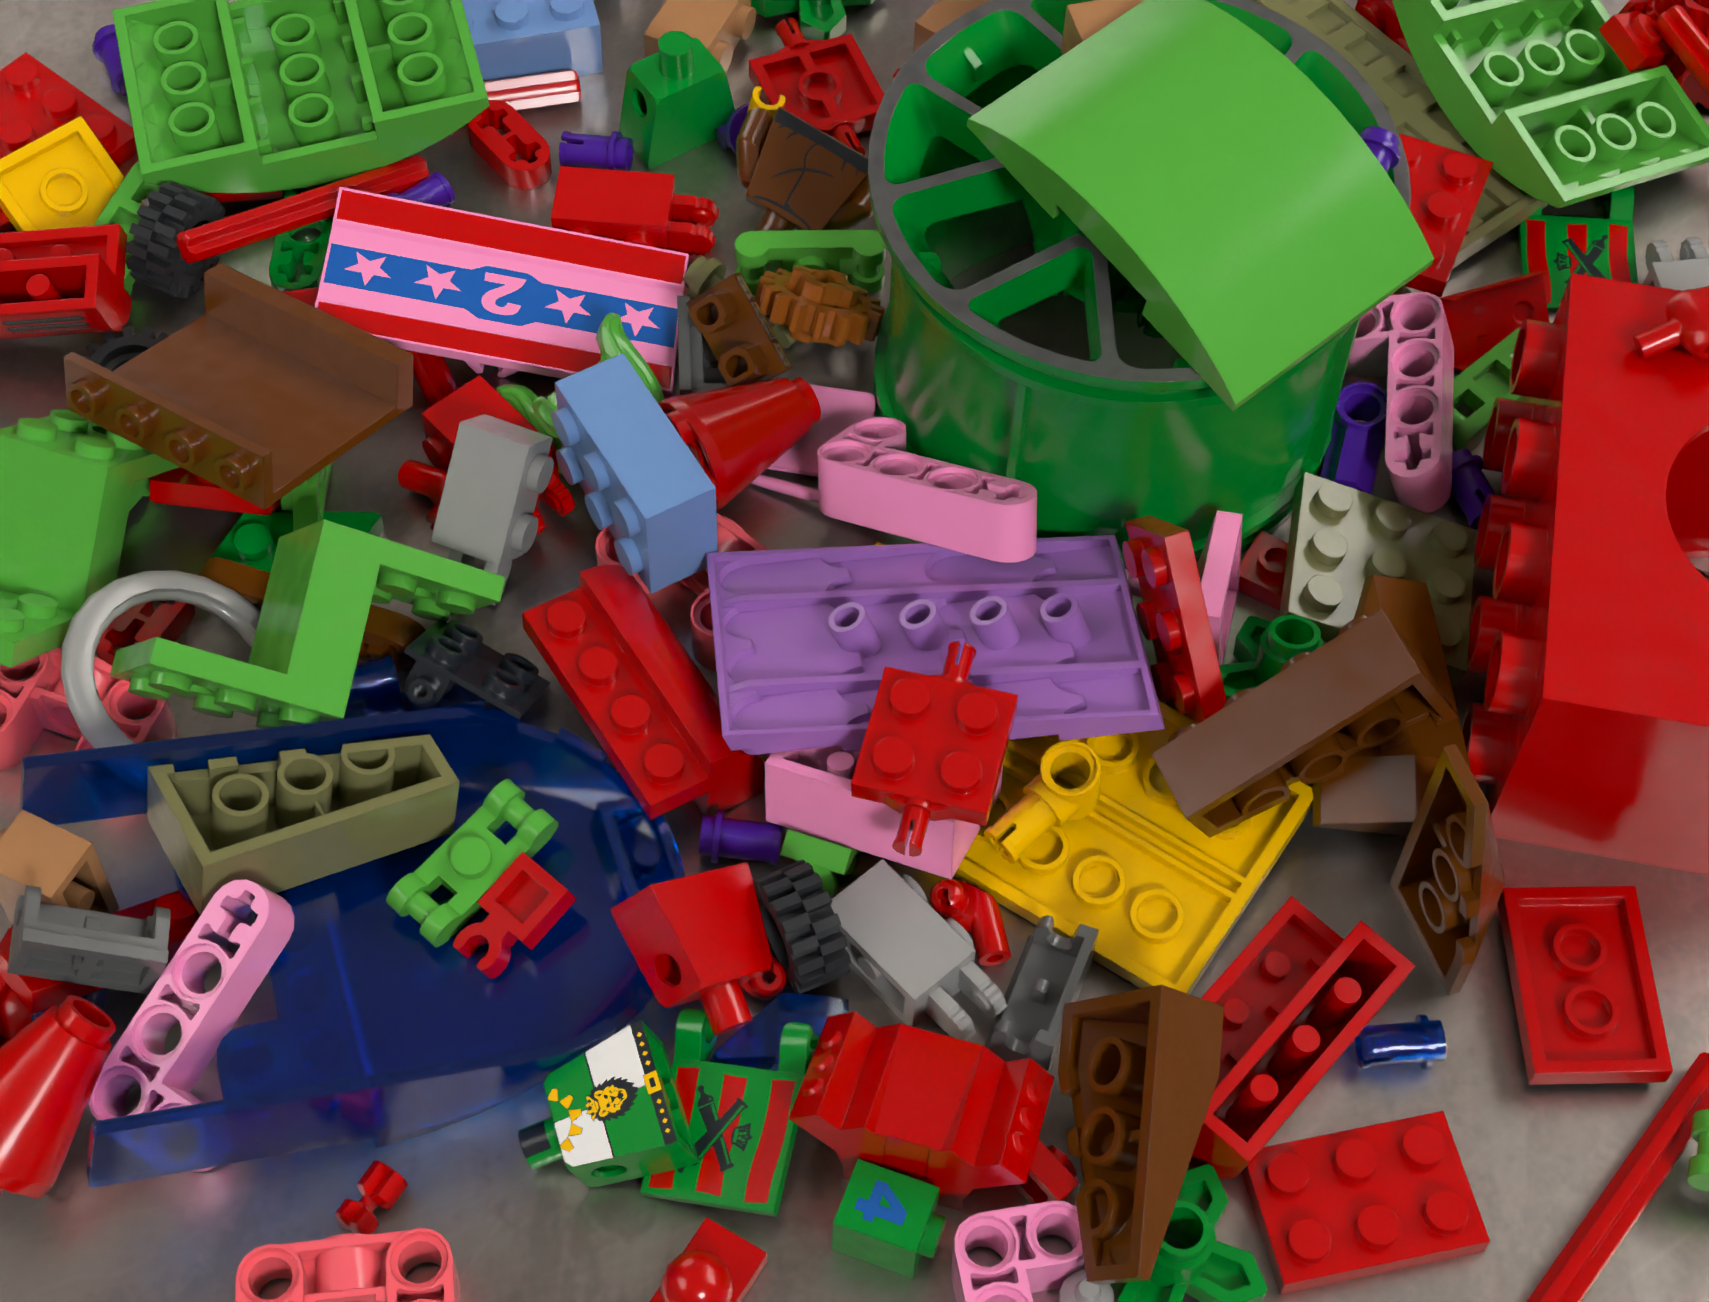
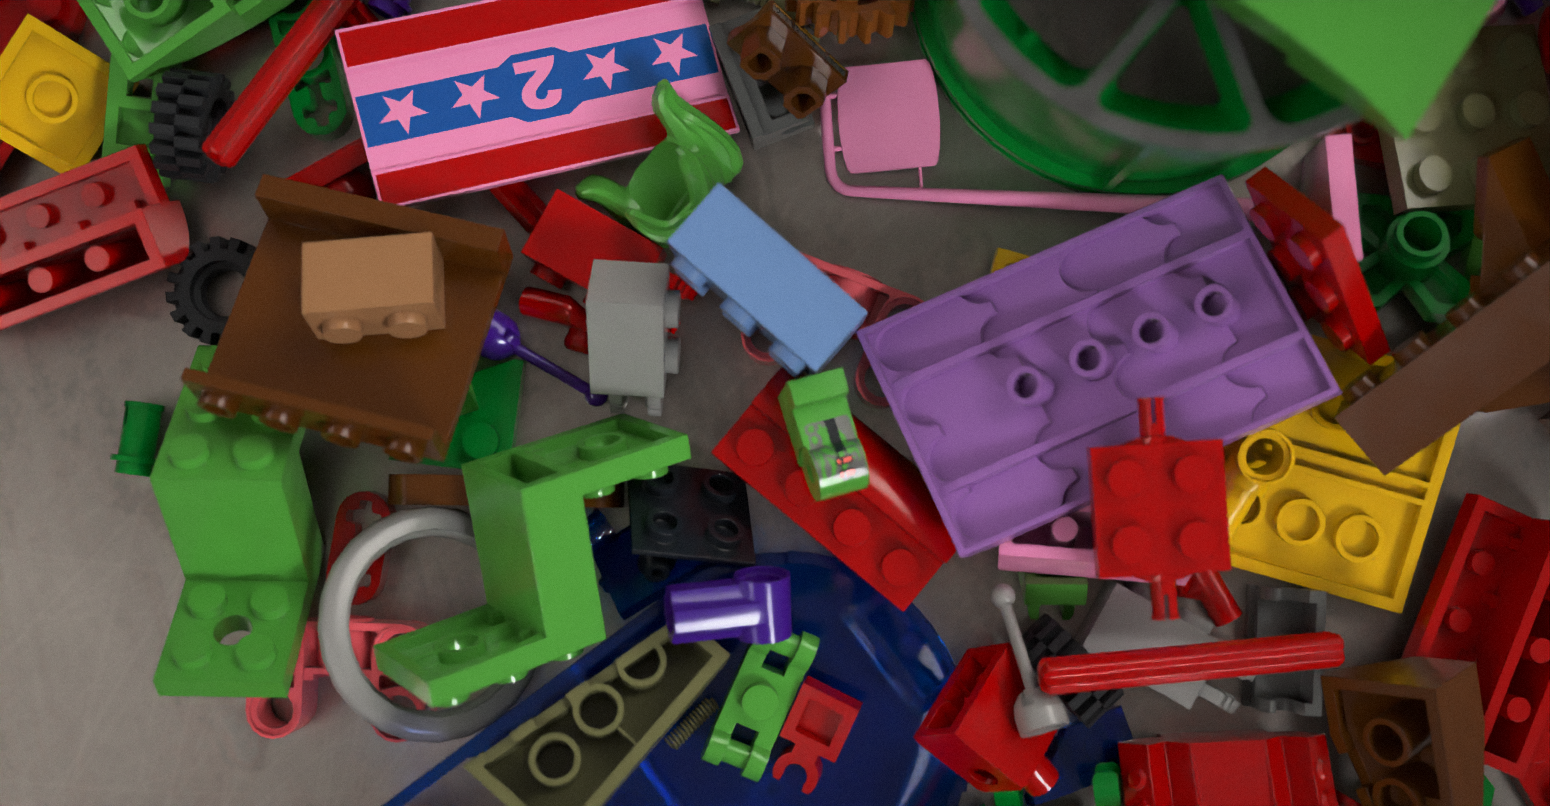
camera: 10 degrees left, 30 degrees up
(273, 363) = (373, 287): none -> medium nougat brick
(367, 490) = (505, 341): none -> dark purple hinge
(388, 871) = (684, 736): none -> olive leg
(497, 736) = (748, 607): none -> dark purple piece
(636, 599) = (824, 434): none -> bright green leg
(739, 839) = (970, 583): dark purple pin -> none
(741, 910) = (1034, 709): none -> light grey hinge
(742, 428) = (820, 173): red cone -> none
(879, 485) = (1113, 212): bright pink beam -> none
(926, 923) = (1190, 662): none -> red axle

